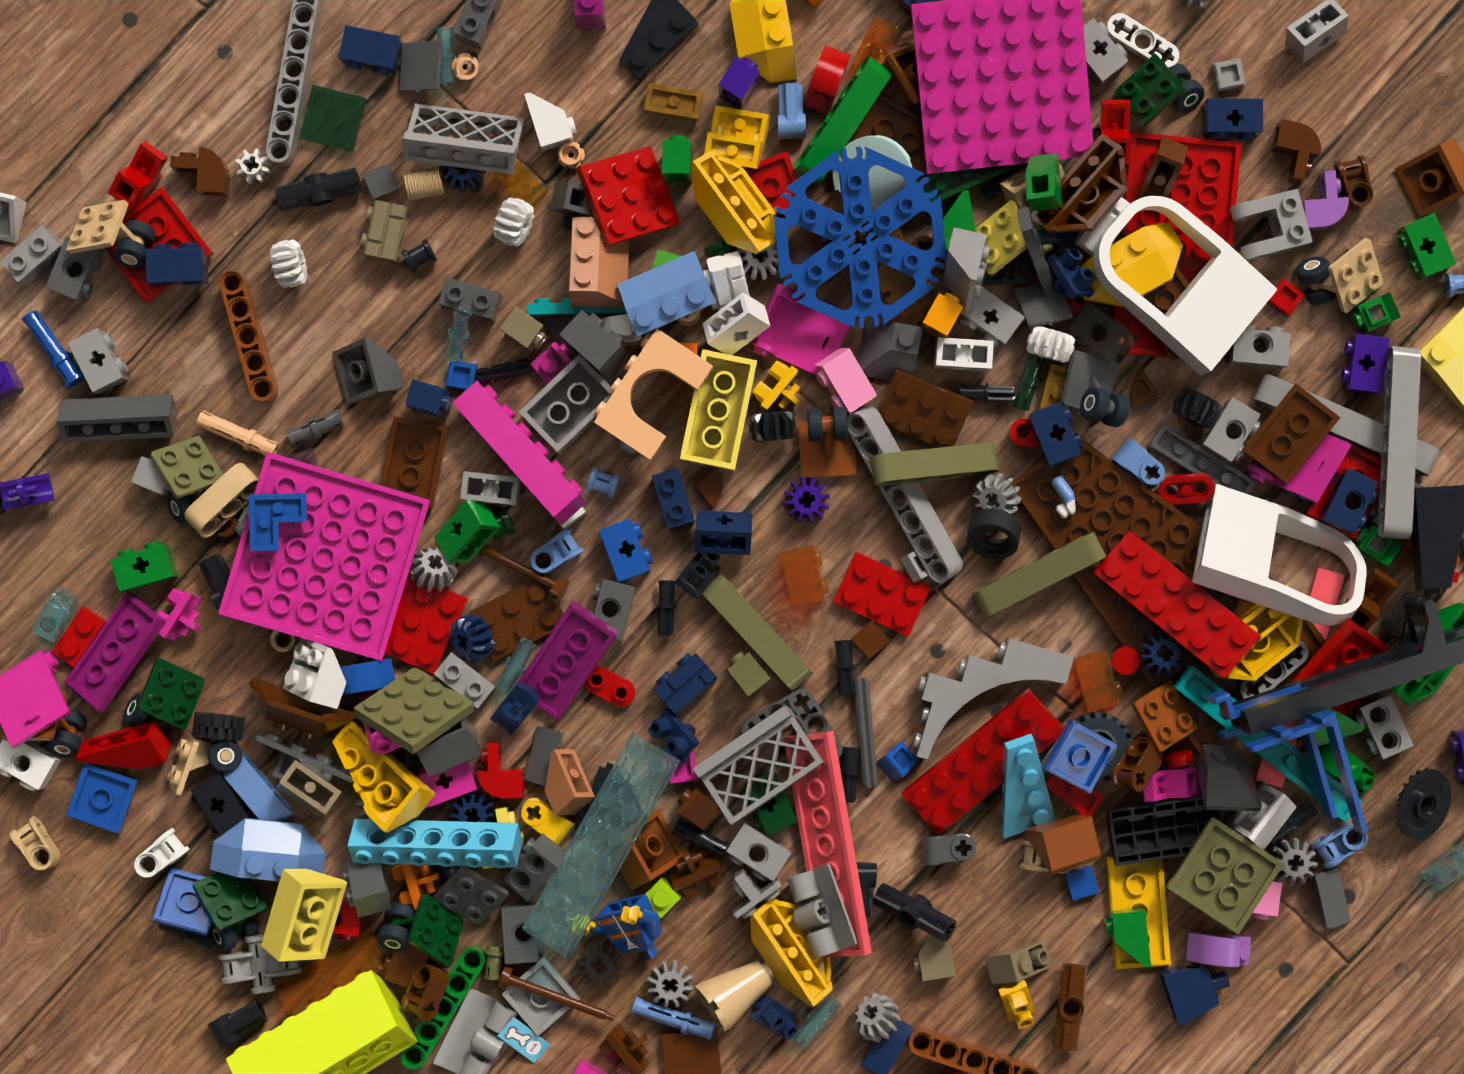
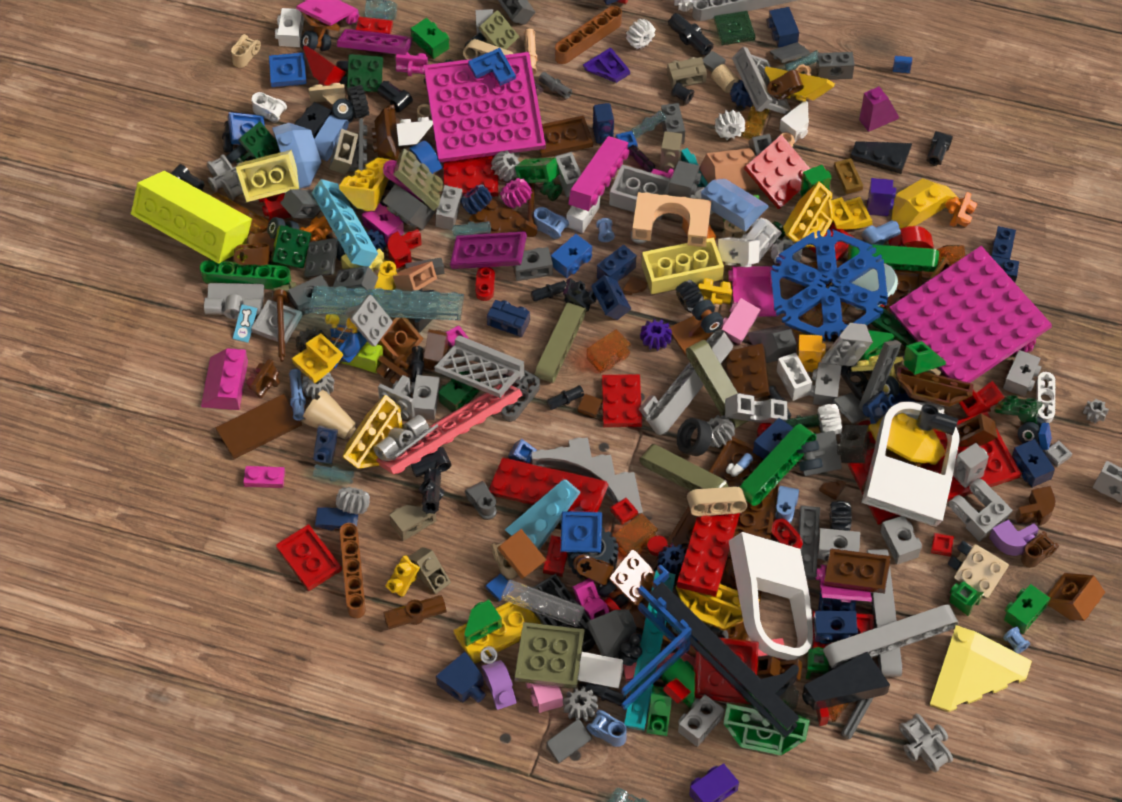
camera: 60 degrees right, 30 degrees down
(233, 664) = (396, 97): none -> black piece
(318, 336) = (607, 66): none -> dark purple wing
(366, 371) = (601, 92): dark grey slope -> none
(486, 577) = (516, 193): none -> dark pink gear
(497, 96) = (813, 86): none -> yellow wedge
(503, 113) = (786, 85): none -> reddish brown piece
(516, 707) = (446, 235): dark blue hips -> none
(631, 887) = (370, 319): none -> light grey bracket
(642, 974) = (318, 358): none -> yellow slope
(677, 737) = (473, 322): dark blue hips -> none
(747, 672) = (531, 346): olive slope -> none
(850, 772) = (500, 427): black axle -> none
(865, 733) = (530, 426): dark grey axle -> none
(995, 453) = (745, 408): none -> light grey arch
(1063, 681) = (624, 511): none -> red tile
(1099, 455) = (776, 465): none -> green beam
(1118, 562) = (716, 501): none -> tan beam
(1146, 847) = (543, 603): none -> clear tile
(1149, 218) = (931, 418): none -> black piece
(1177, 944) = (485, 658): none -> light grey hinge
(1203, 79) = (1045, 436): none -> blue tile
(1217, 205) = (970, 465): none -> light grey brick
(1264, 771) = (630, 650): none -> black piece
(1354, 743) = (676, 690): none -> red tile
(1374, 352) = (928, 600): dark purple brick -> none
(1423, 803) = (665, 777): black gear -> none

